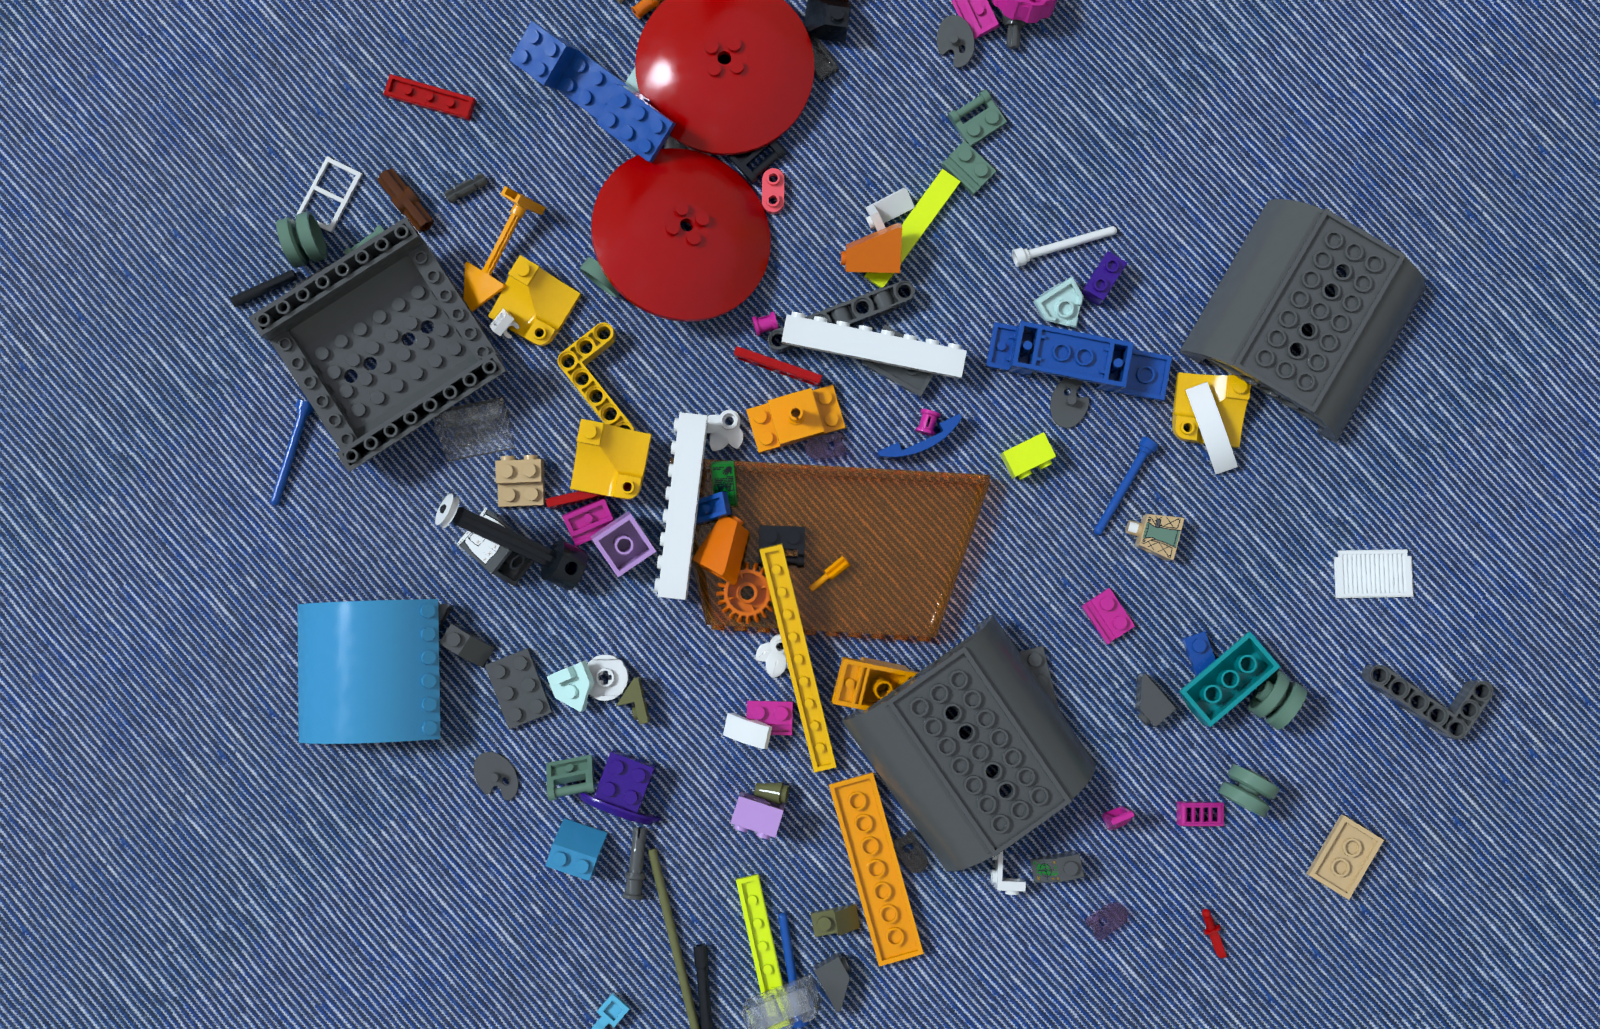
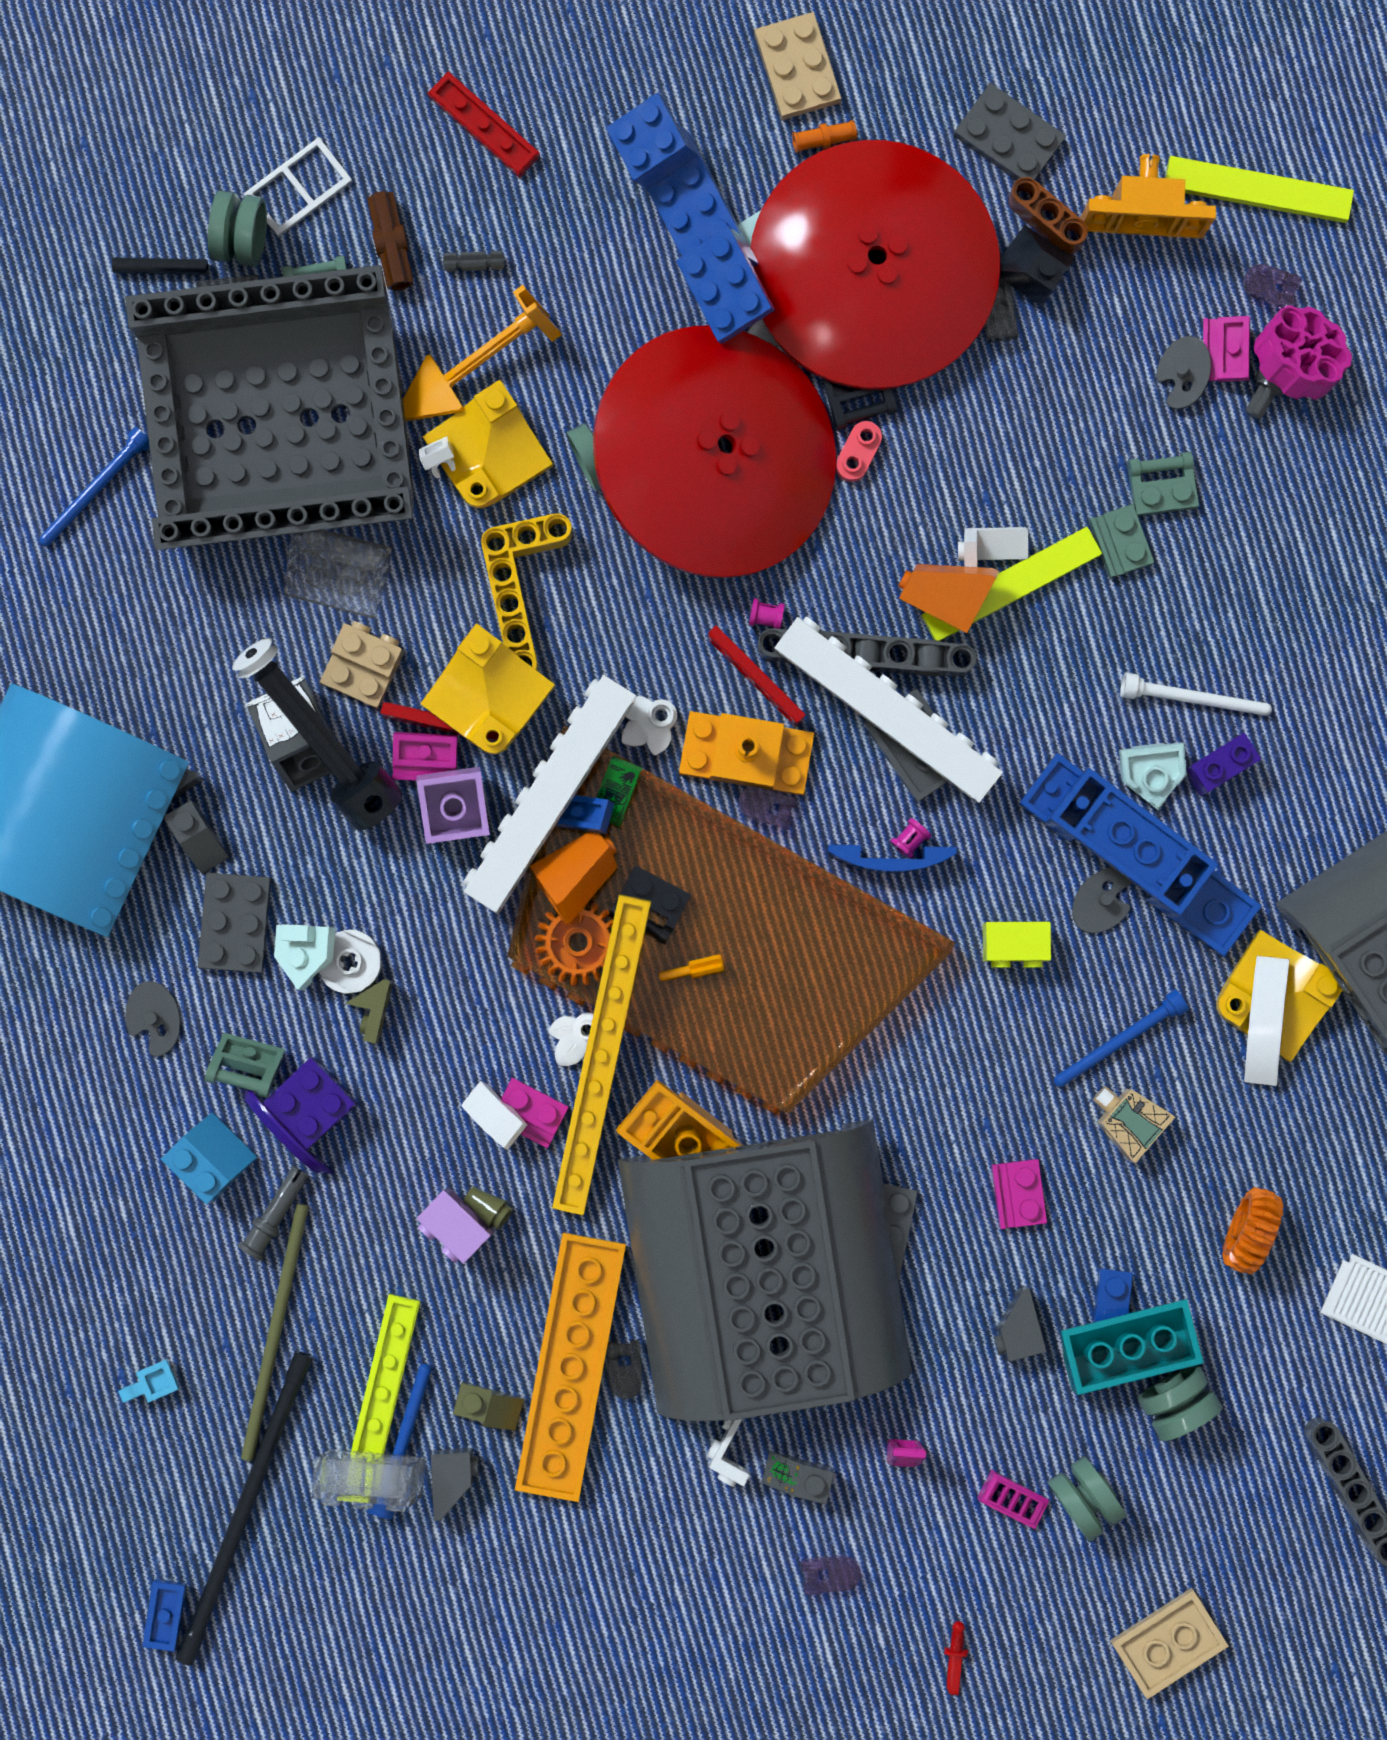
camera: 20 degrees right, 0 degrees up
(1269, 566) = (1252, 1230): none -> orange gear

